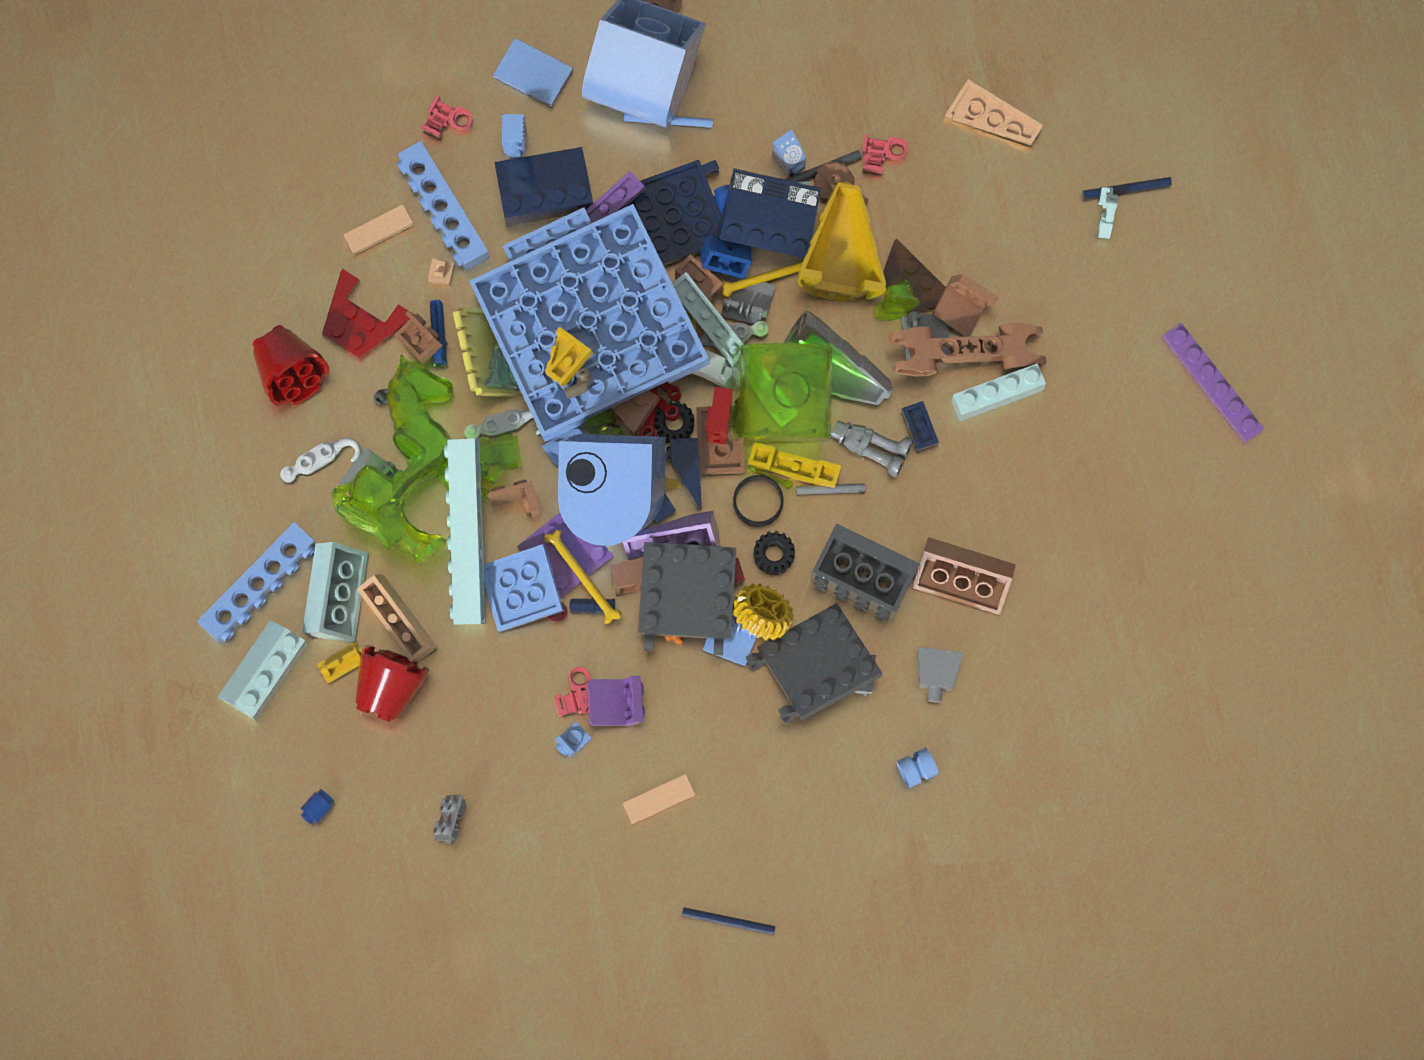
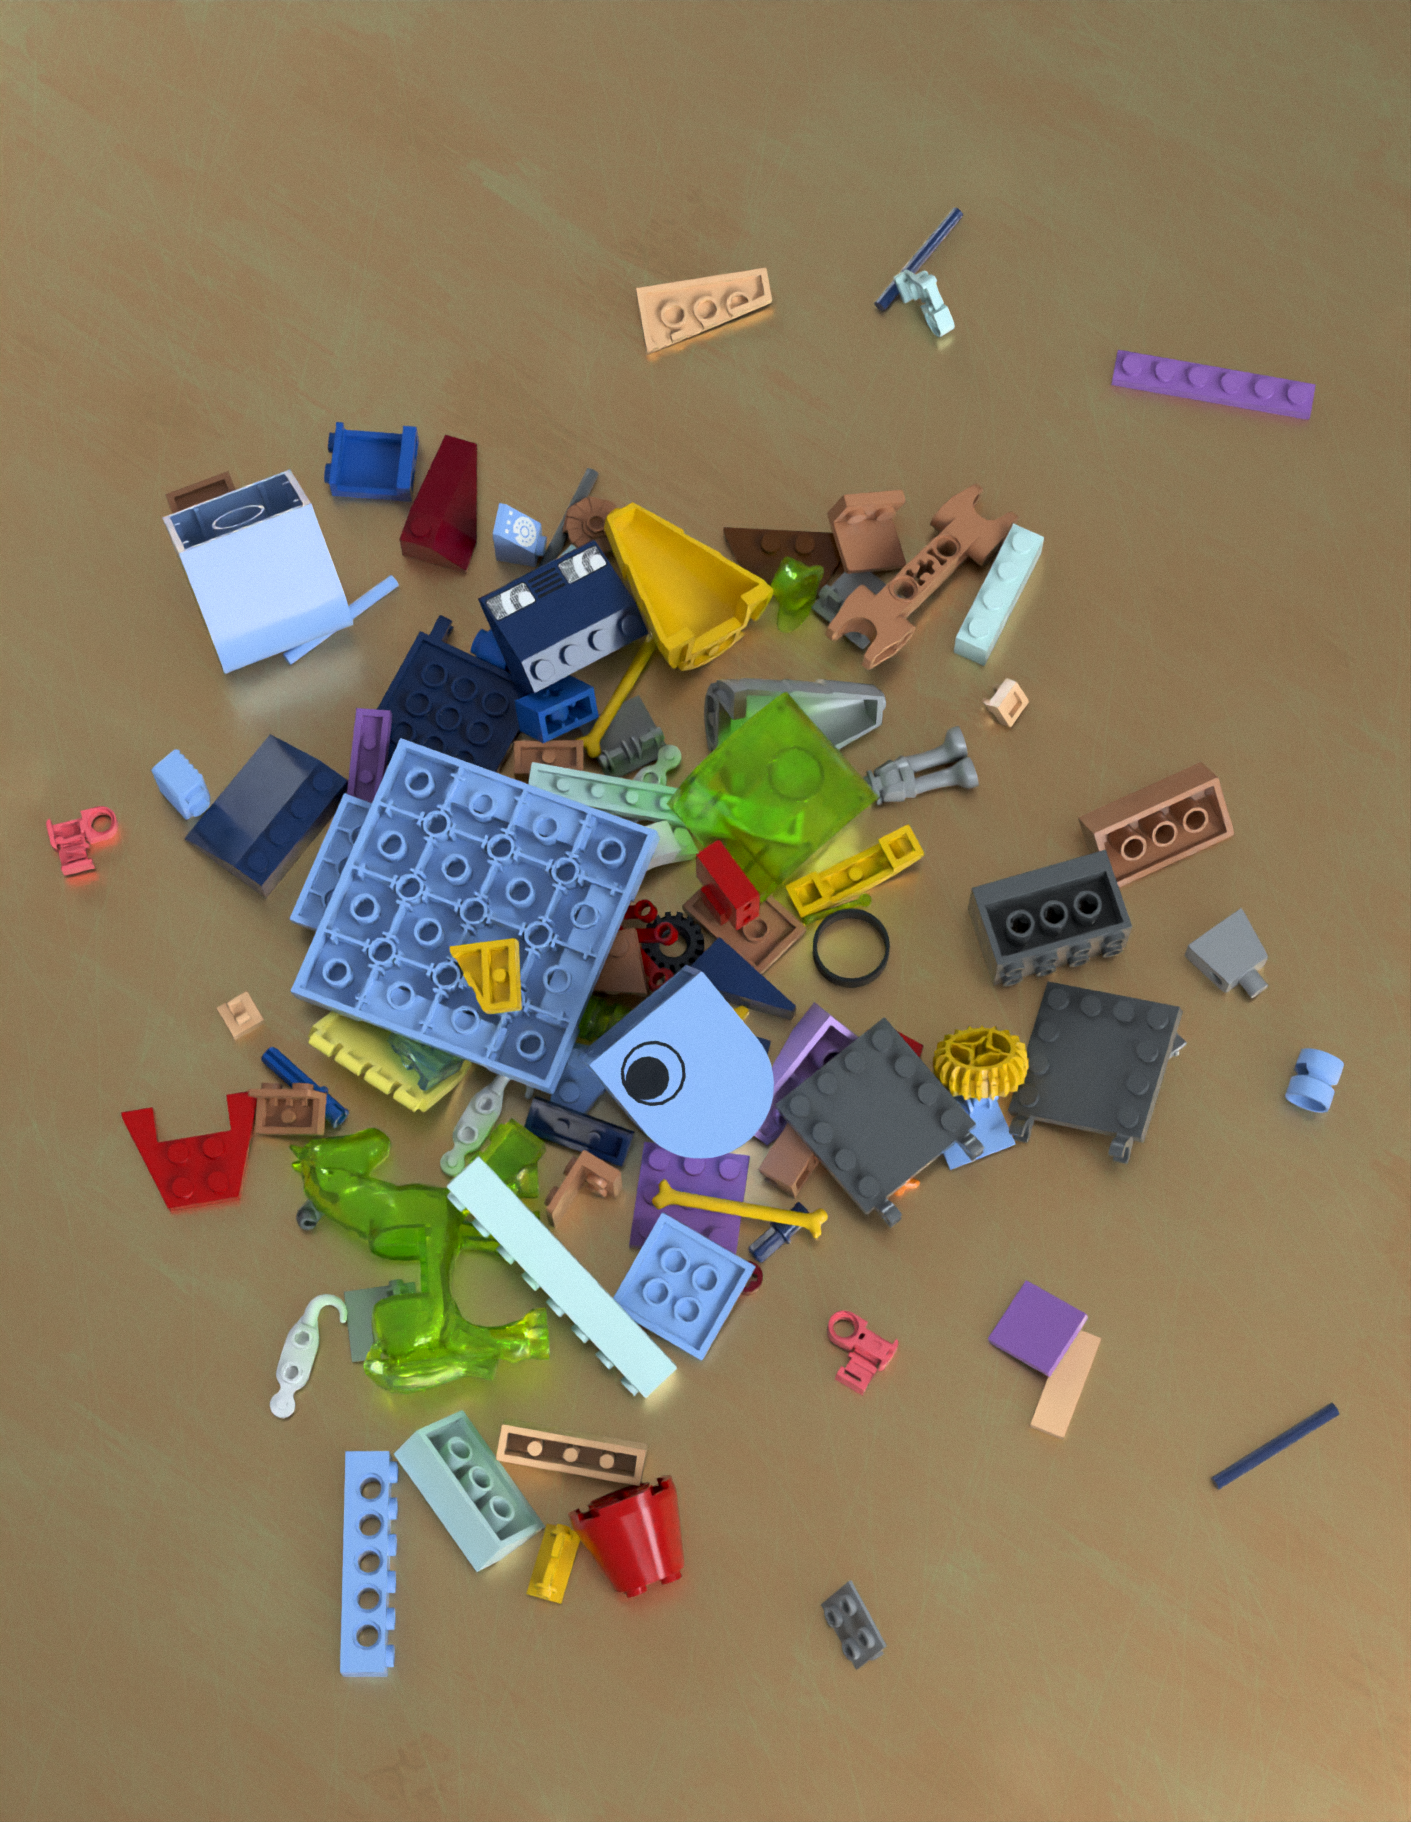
camera: 40 degrees left, 5 degrees down
(263, 670) = (469, 1658): light aqua slope -> none
(288, 366) = (167, 1277): red cone -> none
(316, 807) = (687, 1758): blue brick -> none
(378, 229) = (120, 1032): light nougat tile -> none
(418, 156) = (92, 905): light blue brick -> none
(533, 72) = (133, 700): light blue tile -> none
(542, 468) = (579, 1131): none -> dark blue tile
(572, 740) = (904, 1406): light blue bracket -> none
(581, 386) = (540, 990): dark tan arm -> none
(616, 701) = (914, 1314): medium lavender bracket -> none
(669, 762) = (1037, 1328): none -> medium lavender tile
(756, 54) = (372, 463): none -> blue panel
(767, 110) = (444, 513): none -> dark red wedge
(774, 539) = (925, 968): black tyre -> none
(840, 488) = (908, 873): light grey bar -> none
(877, 149) = (611, 455): coral piece -> none
(920, 426) = (948, 706): dark blue plate -> none
(950, 449) = (1007, 702): none -> light nougat tile

